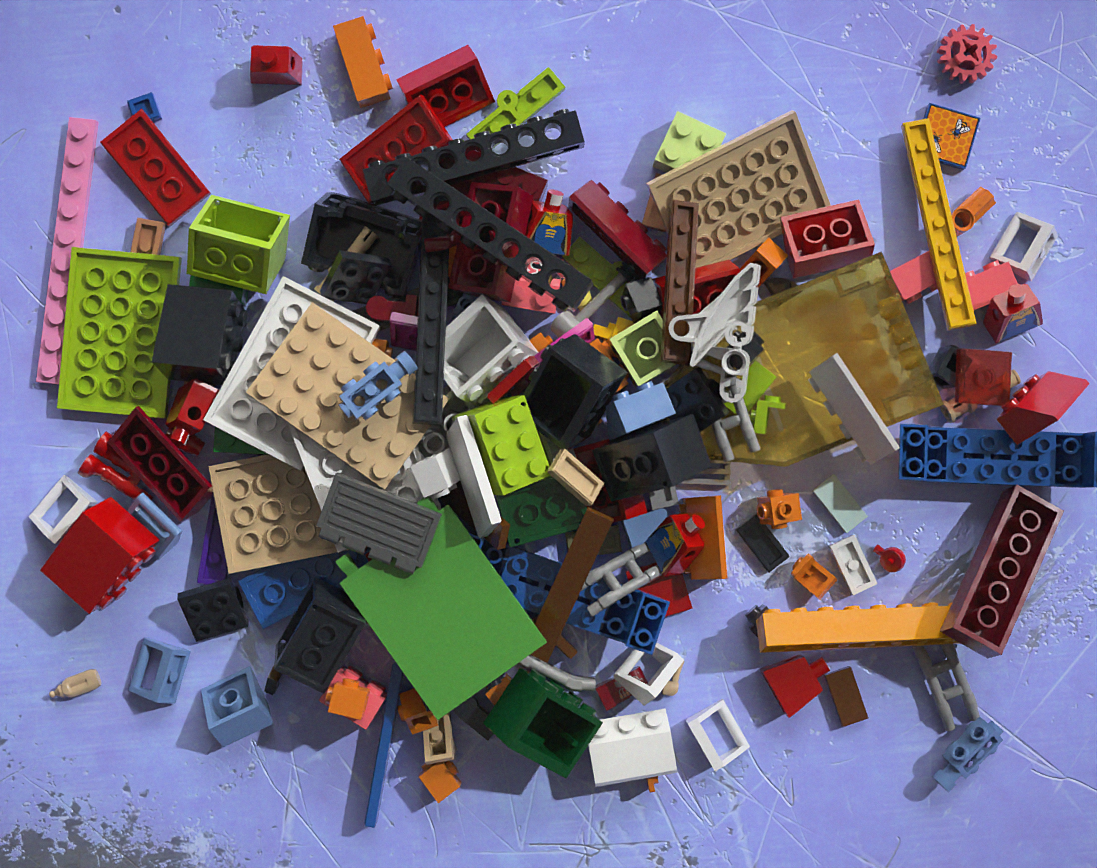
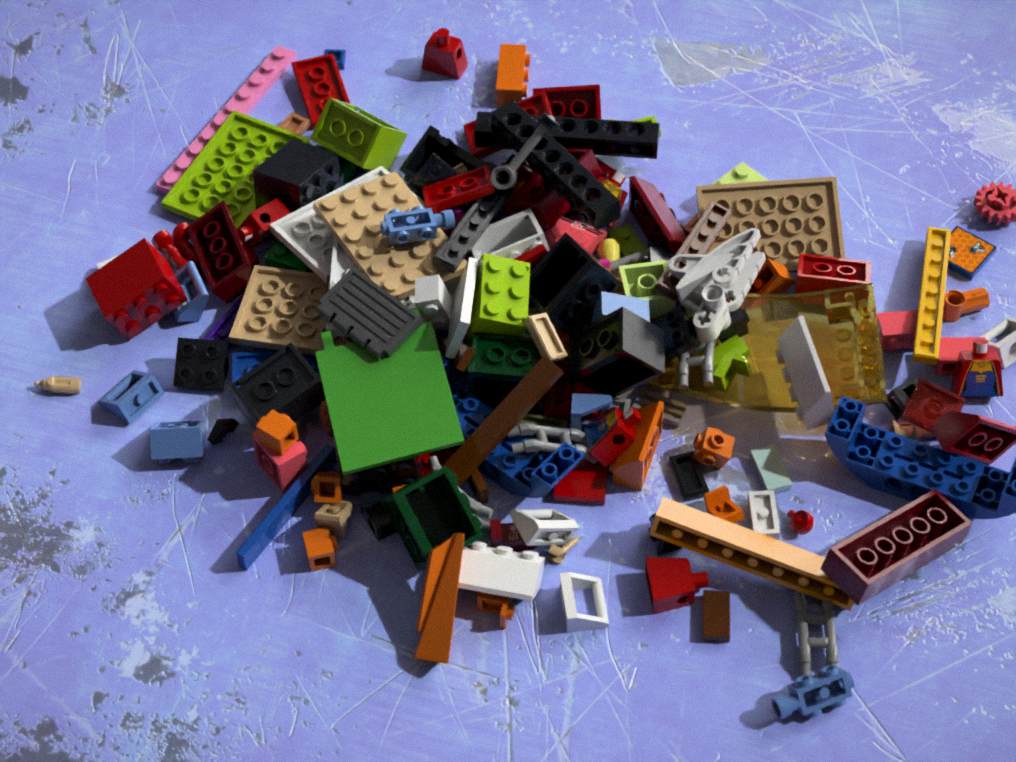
camera: 30 degrees right, 35 degrees down
(390, 292) = (458, 189): none -> red tile
(469, 203) = (547, 123): none -> light grey piece
(589, 807) = (439, 600): none -> orange wedge

